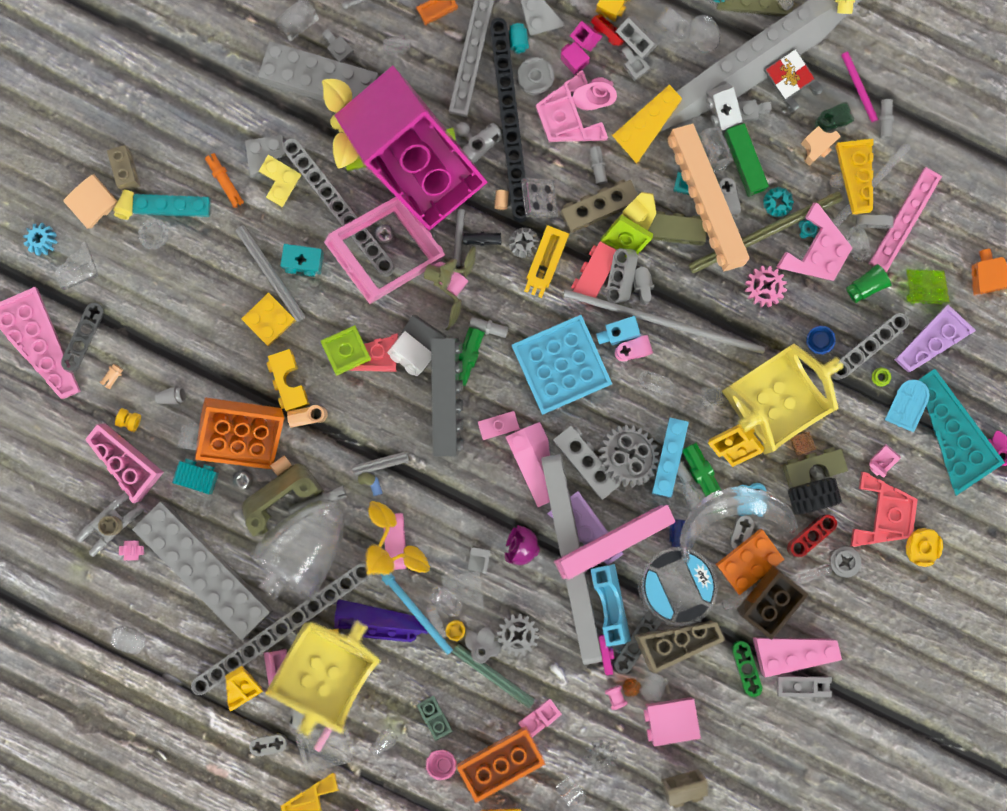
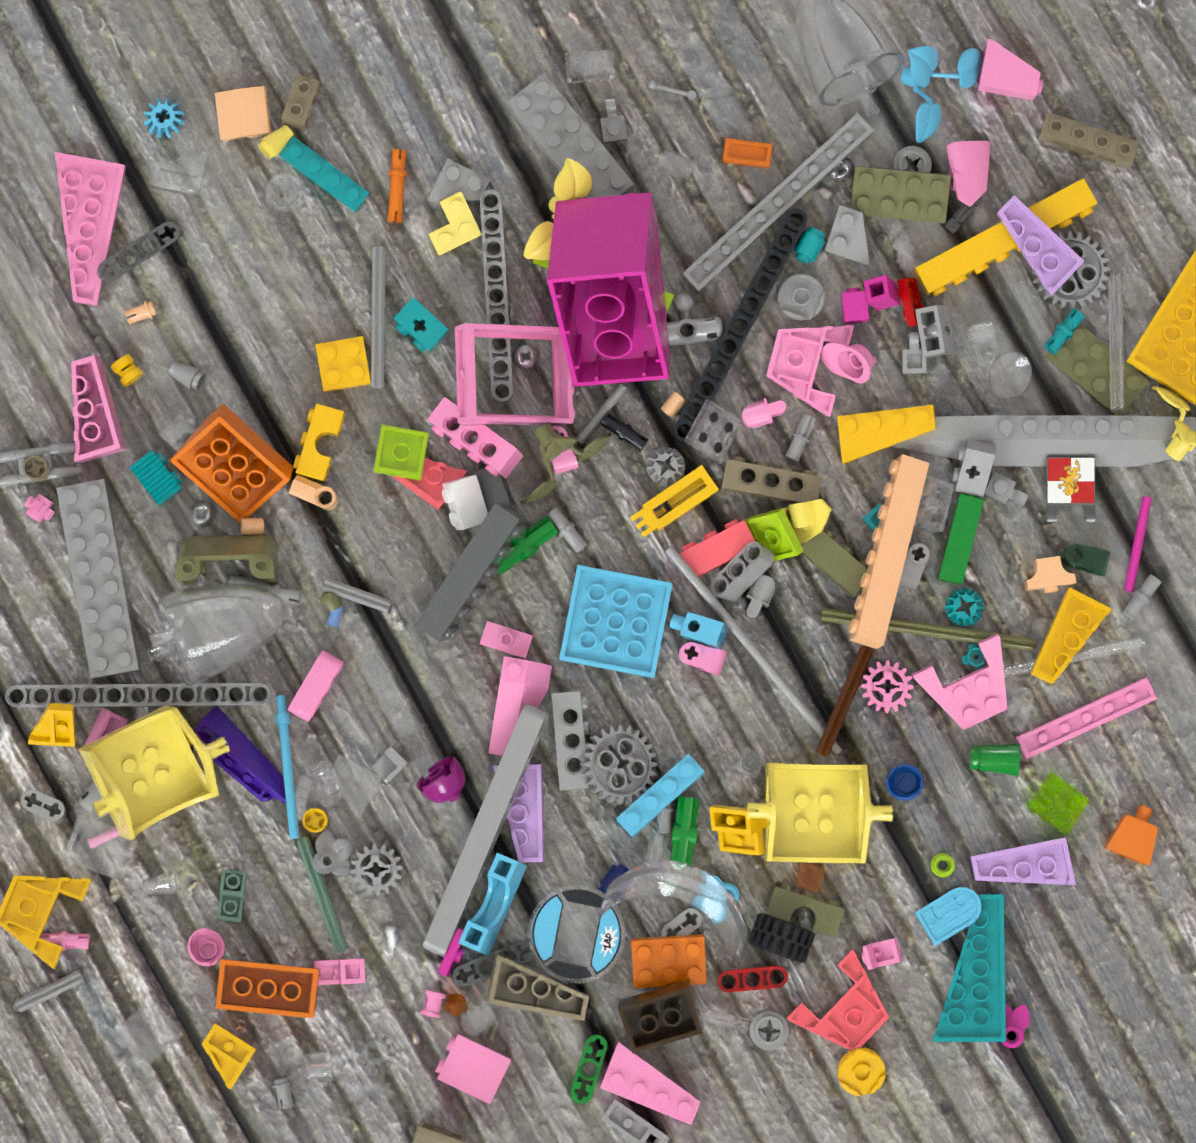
camera: 30 degrees right, 0 degrees up
(379, 560) = (287, 693): yellow plant -> none
(416, 310) = (500, 463): none -> bright pink brick
(562, 165) = (762, 413): none -> bright pink arm
(614, 541) = (541, 841): bright pink piece -> none
(745, 314) = (844, 701): none -> reddish brown axle
(875, 221) = (1050, 697): light grey beam -> none
(876, 342) = (962, 819): light grey beam -> none

